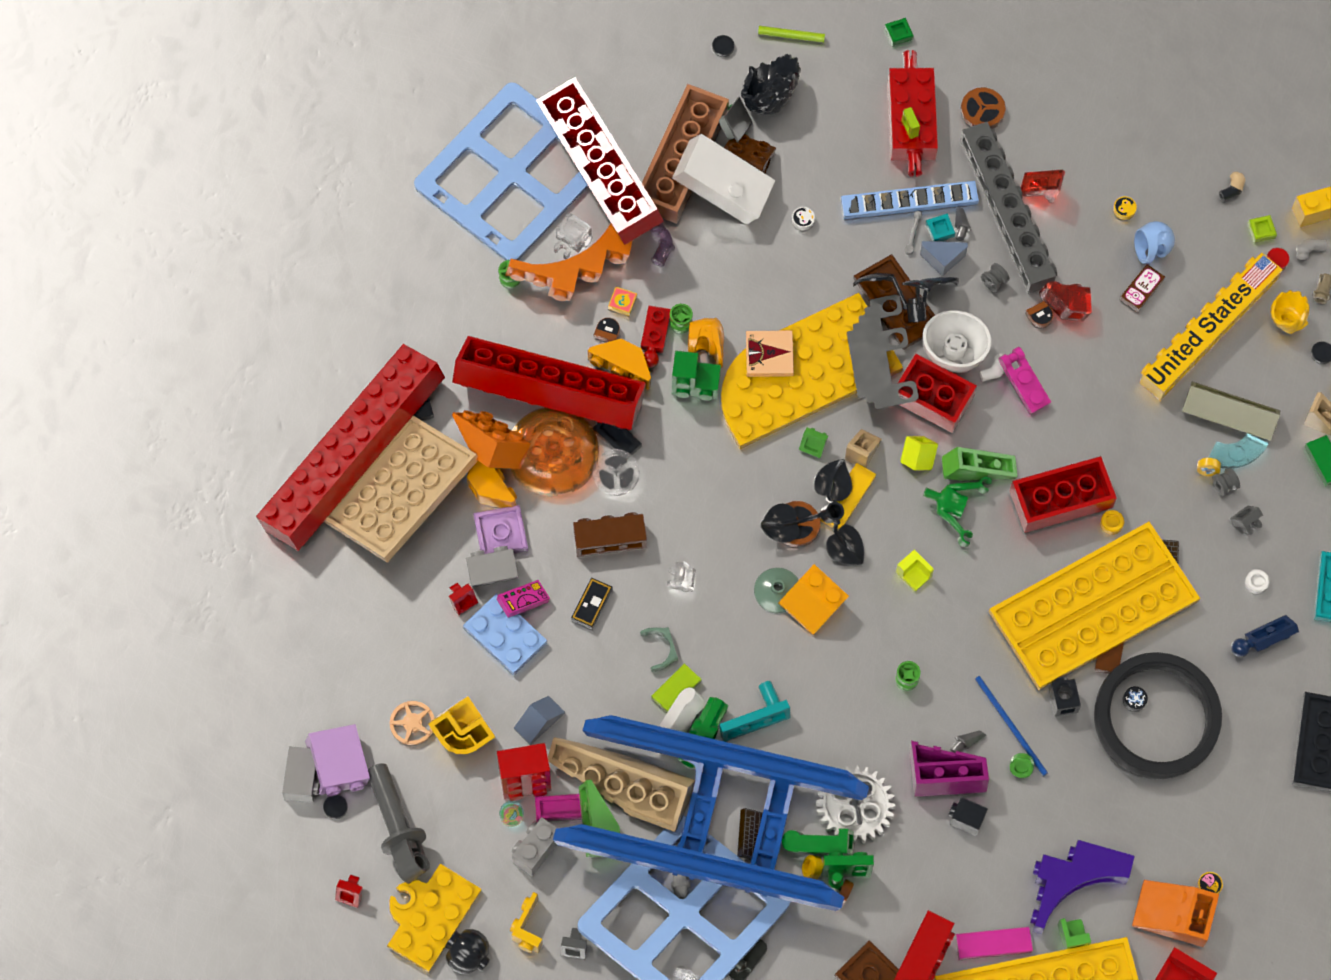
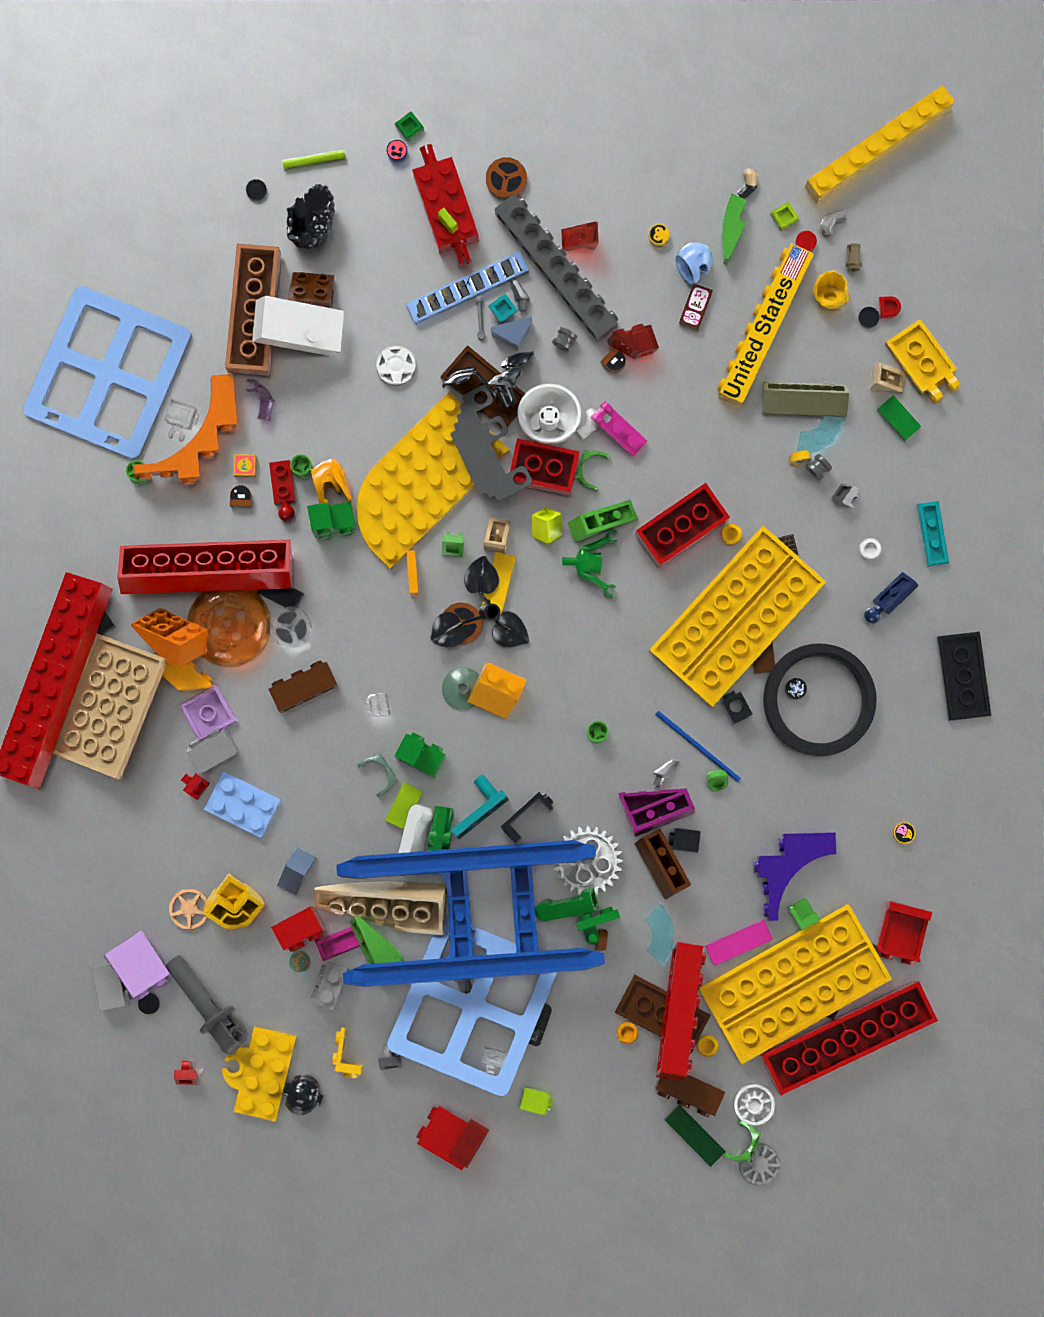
camera: 15 degrees left, 15 degrees up
(523, 598) = (247, 769): dark pink tile -> none
(591, 603) = (307, 753): tile -> none
(600, 161) = (182, 345): brick -> none
(621, 359) = (263, 522): light orange slope -> none
(708, 640) = (420, 756): none -> green brick
(735, 120) = (291, 263): dark grey piece -> none
(748, 832) = (504, 911): dark brown tile -> none
(762, 457) = (412, 573): none -> light orange tile
(769, 353) = (389, 476): light nougat tile -> none
(803, 218) = (379, 335): white tile -> none
(803, 727) = (509, 830): none -> black panel
(811, 252) = (395, 365): none -> white wheel
(812, 867) = (568, 927): yellow tile -> none
(878, 50) = (397, 150): none -> tile
(912, 908) = (662, 934): none -> clear light blue tile
(914, 570) = (575, 635): neon yellow panel -> none
(936, 831) = (662, 863): none -> reddish brown brick
(983, 397) = (579, 475): none -> bright green cap
(1176, 911) = (882, 868): orange slope -> none
(1204, 221) = (732, 226): none -> bright green slope

